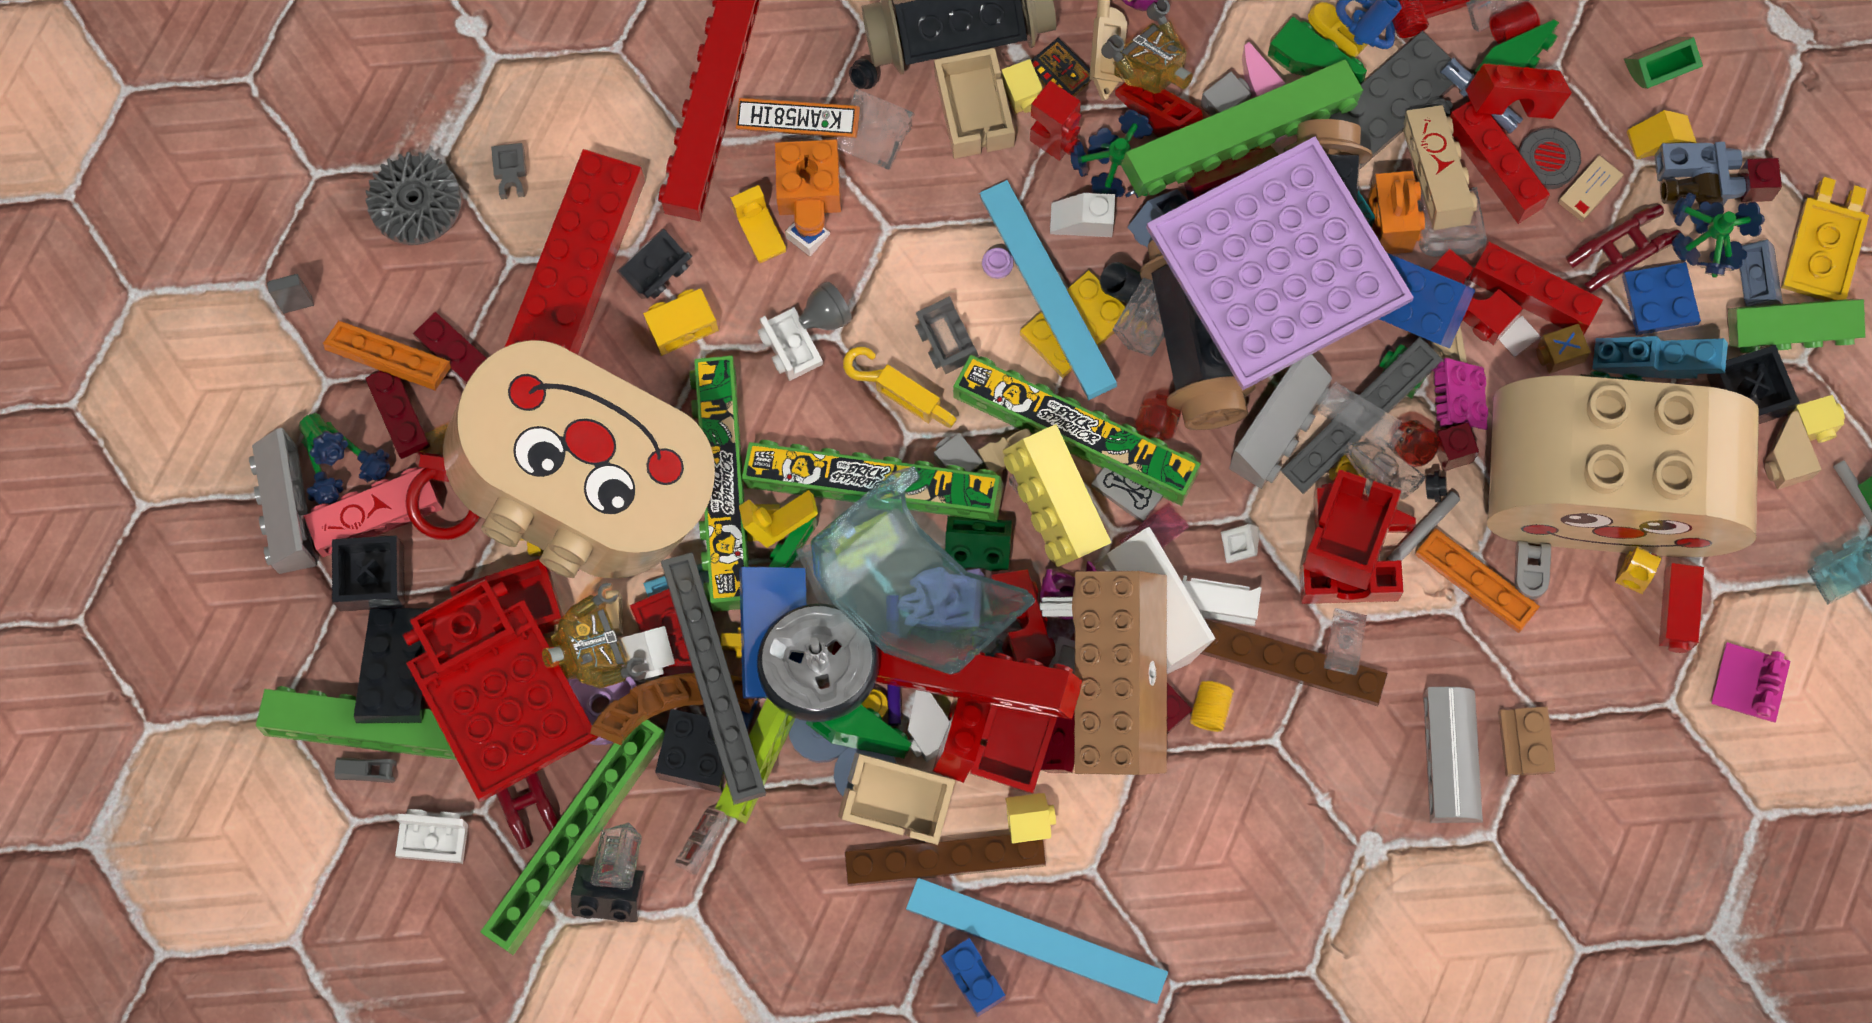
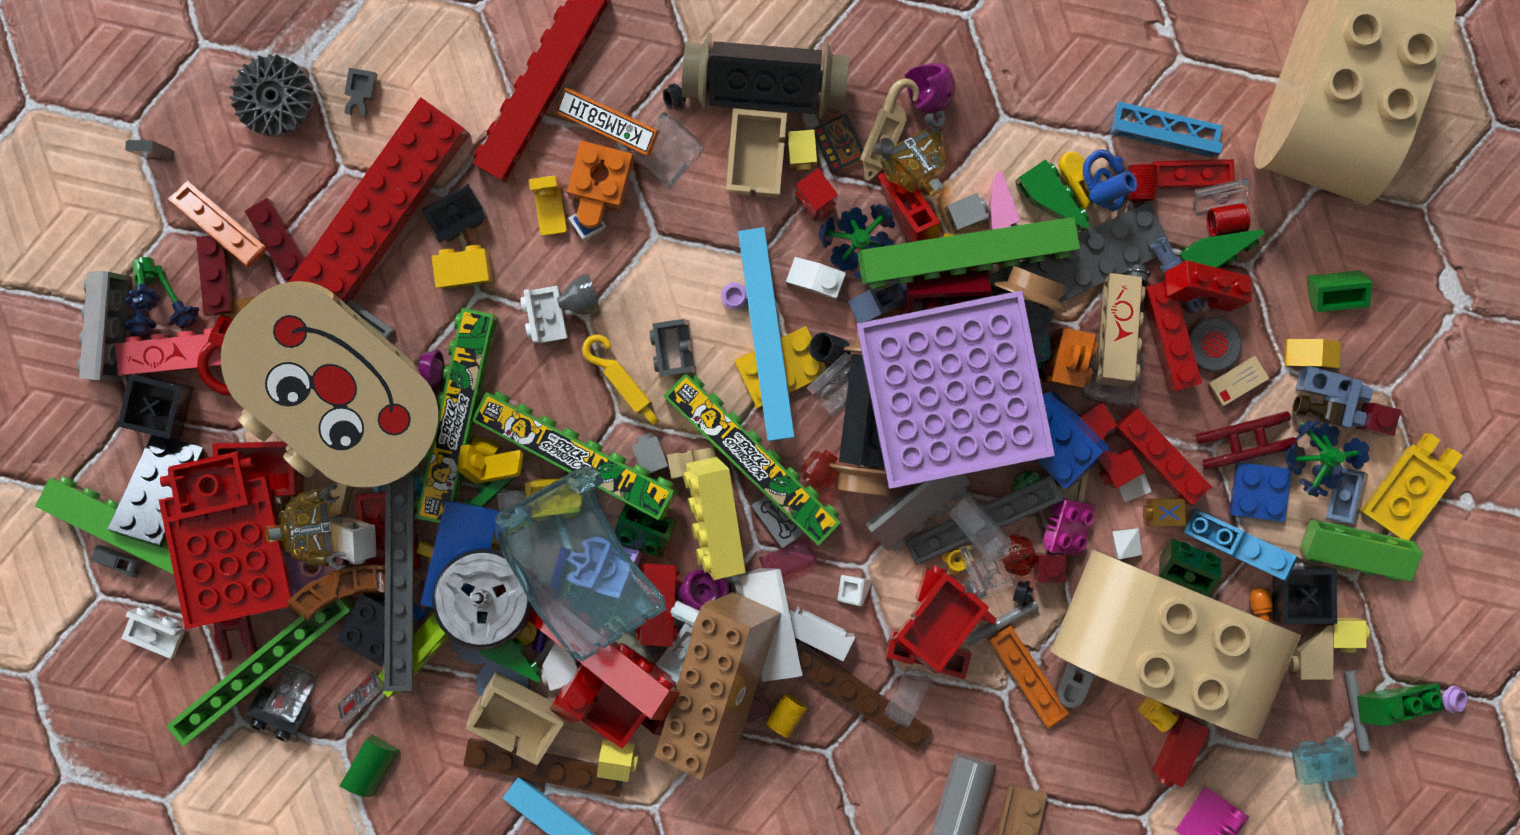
camera: 10 degrees right, 15 degrees up
(735, 920) = (369, 767): none -> green brick

